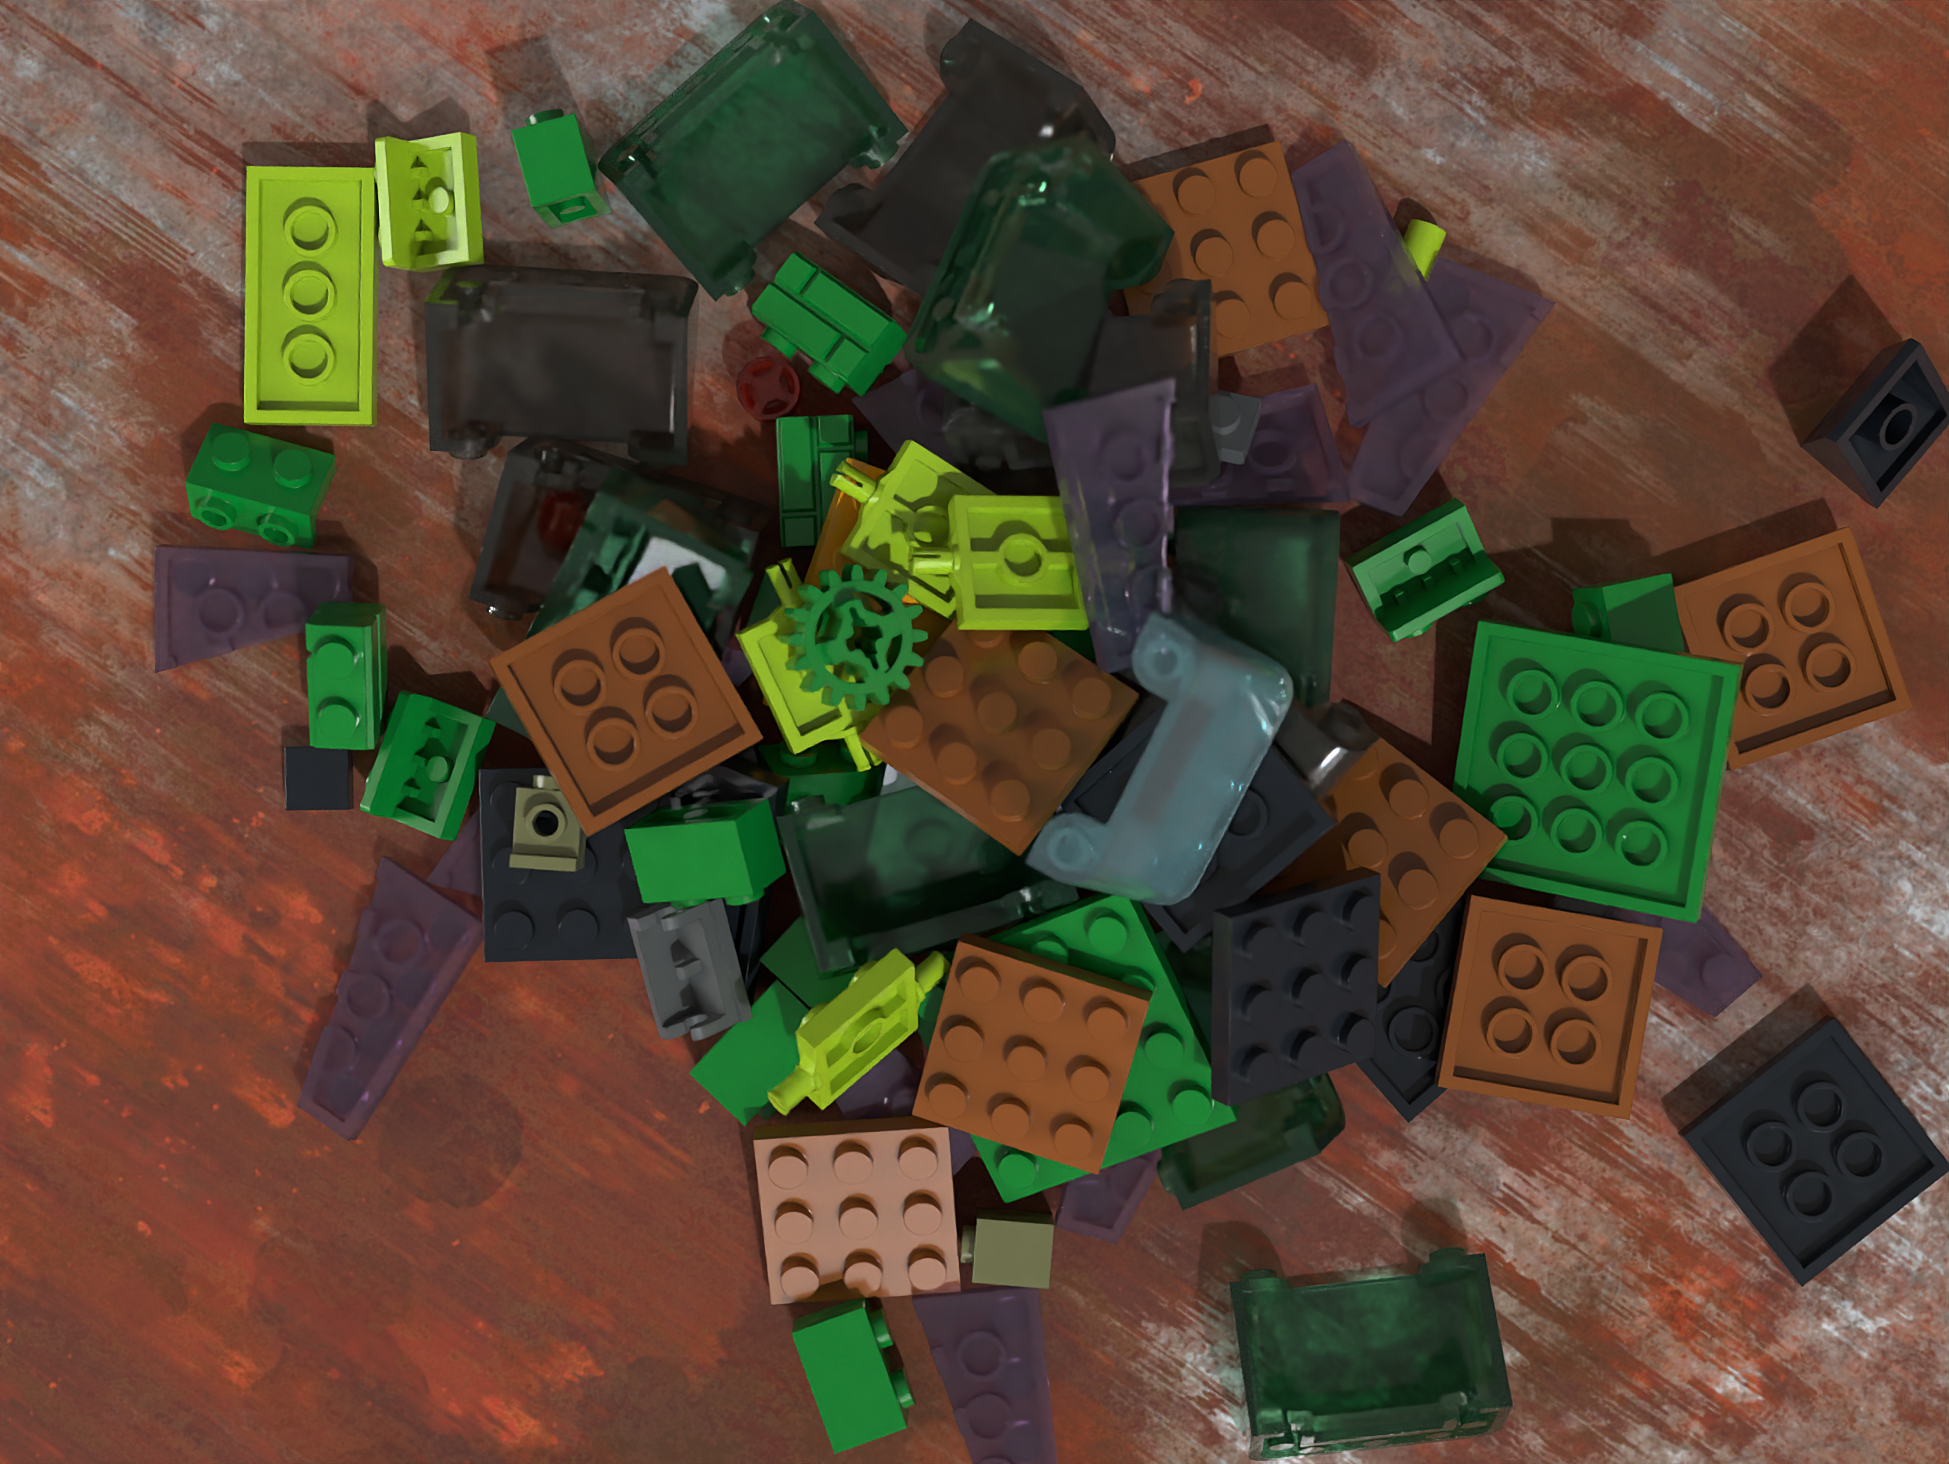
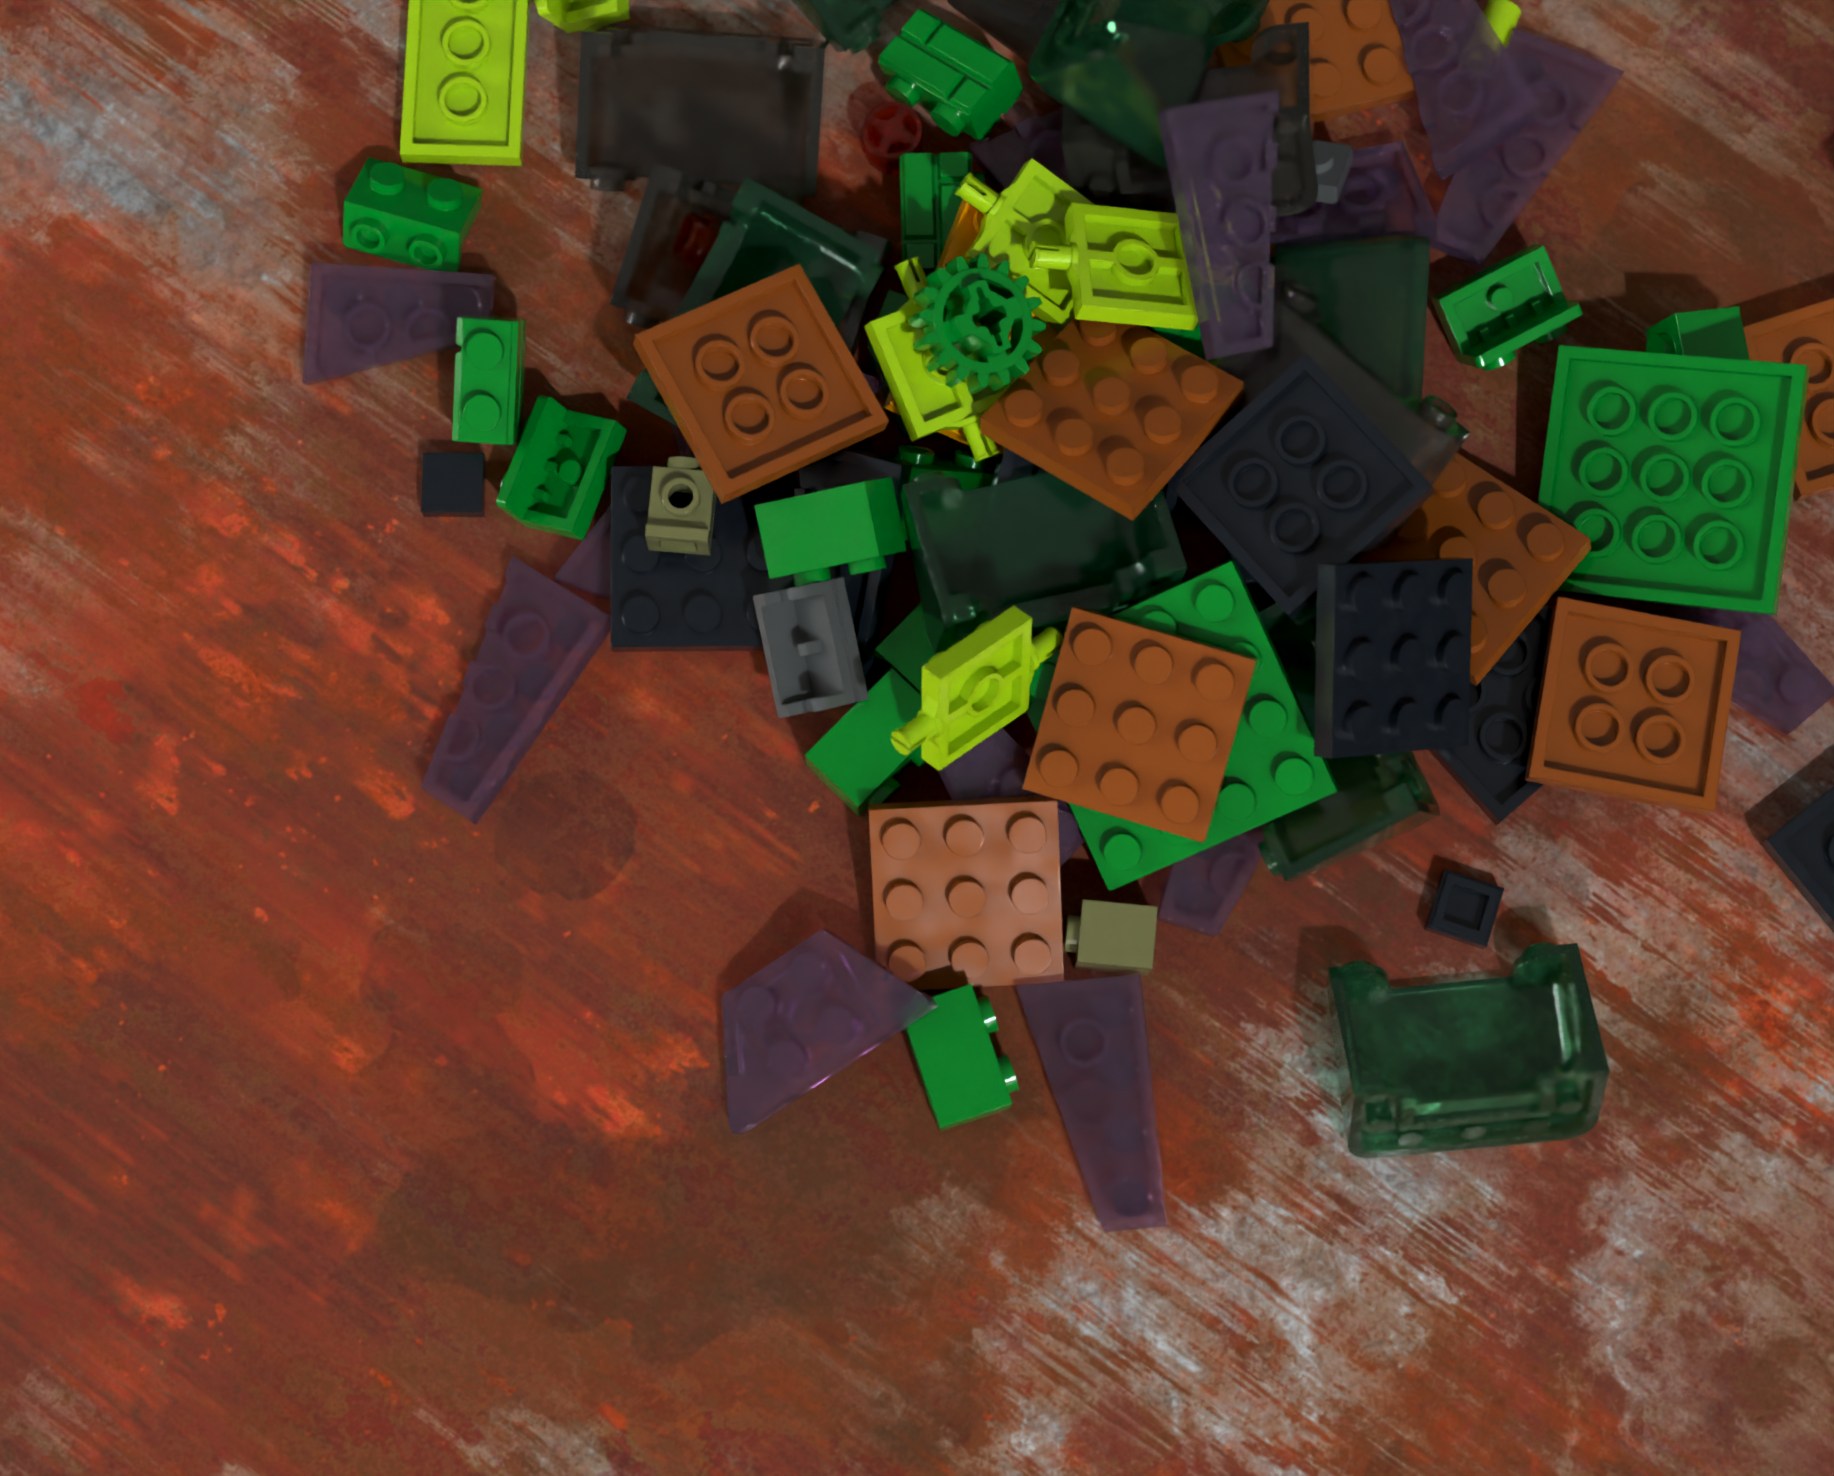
camera: 10 degrees left, 10 degrees down
(700, 1341) = (807, 1022): none -> clear purple wing
(1189, 777) = (1292, 436): clear light blue windscreen -> none
(1370, 1205) = (1464, 909): none -> black tile

